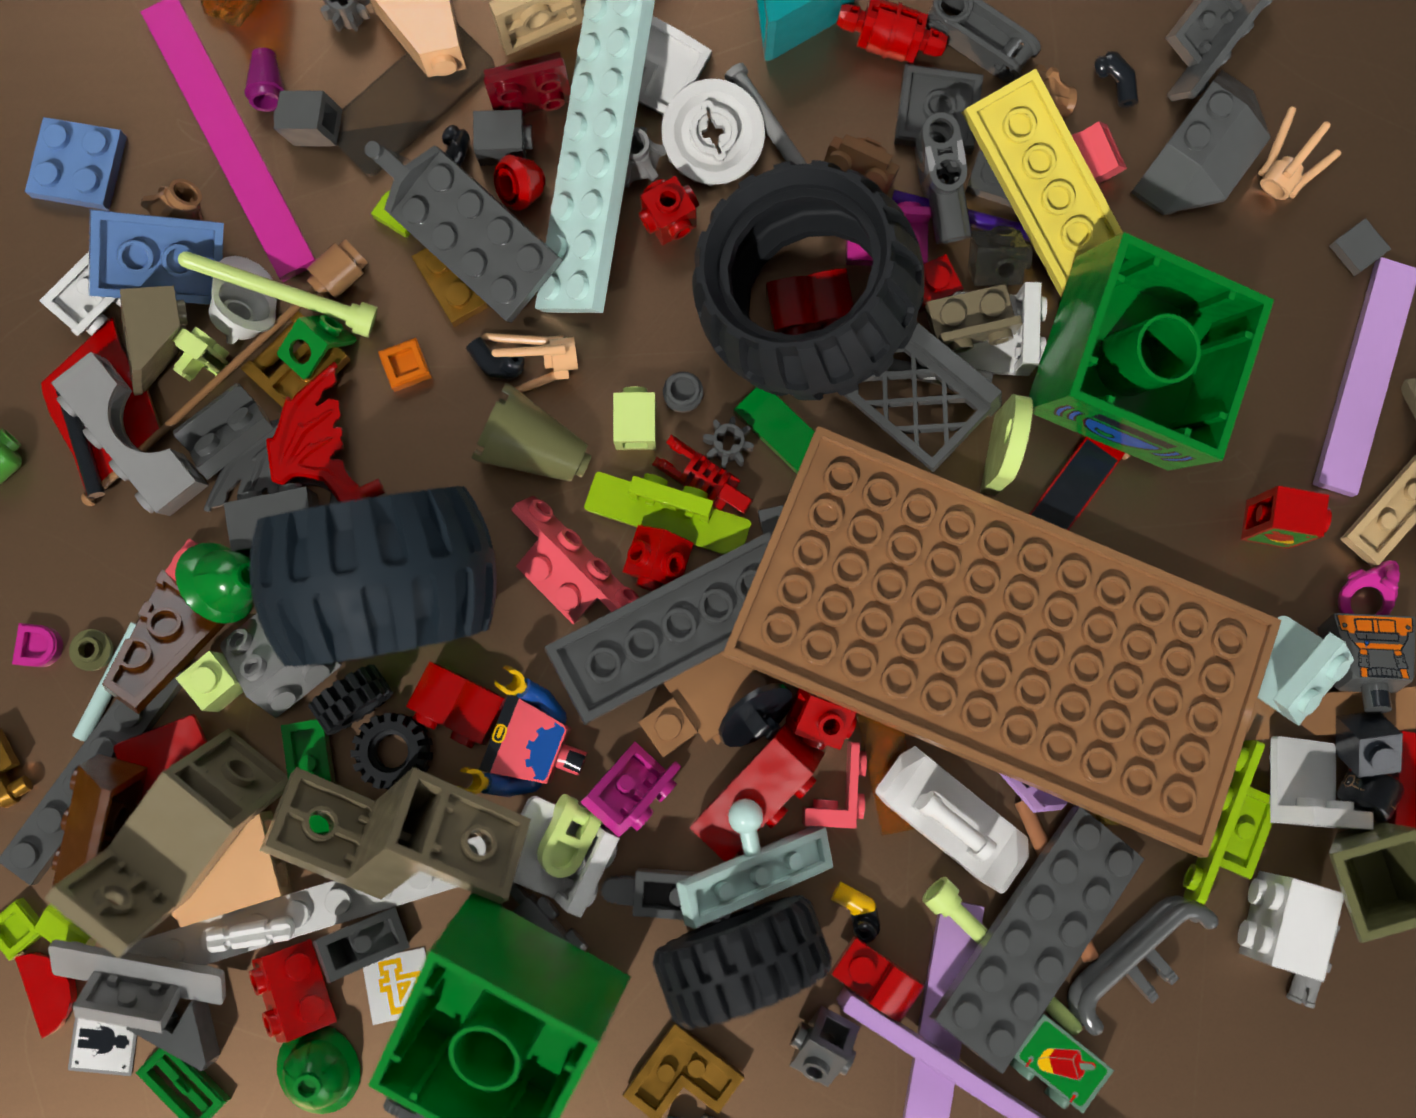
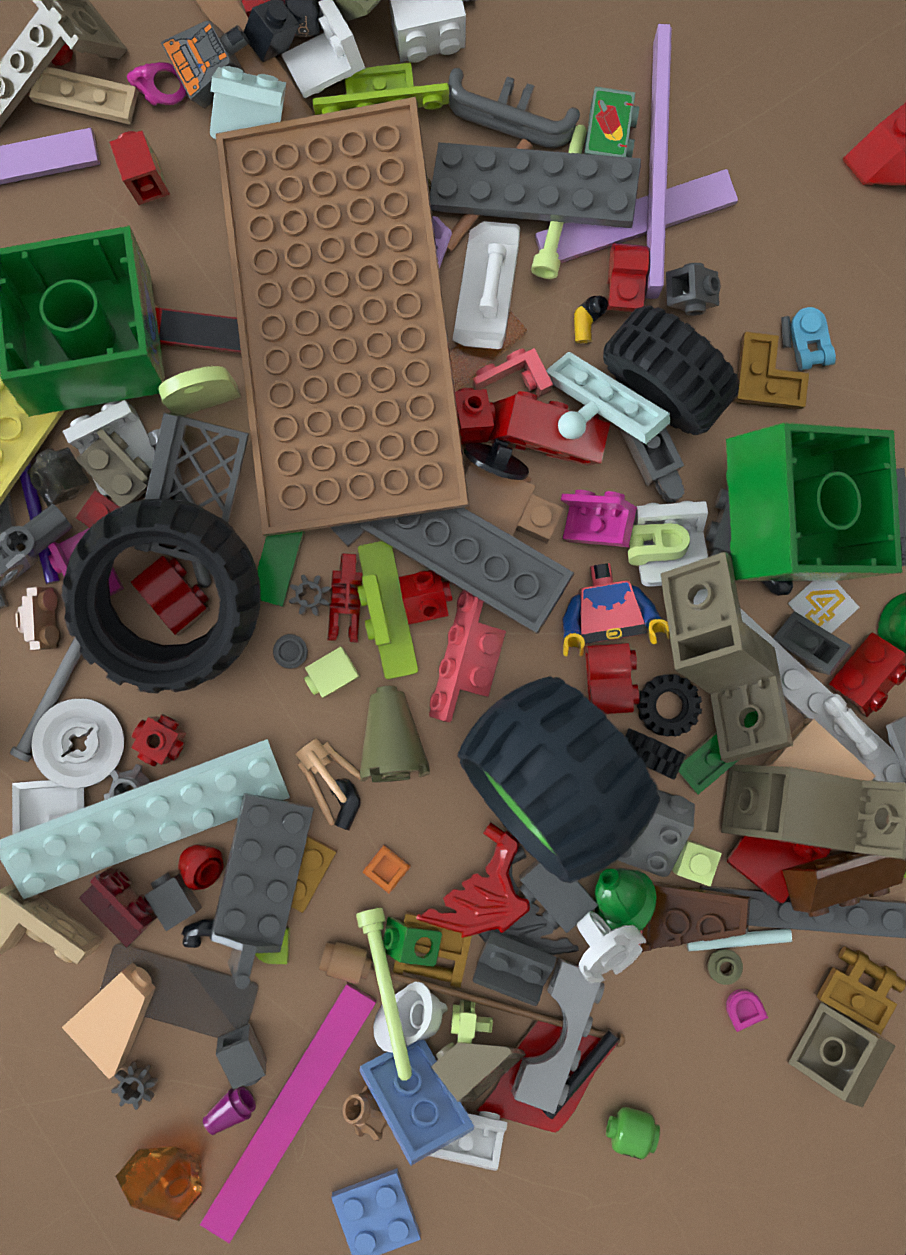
camera: 120 degrees left, 5 degrees up
(181, 531) = (608, 948): none -> white tile

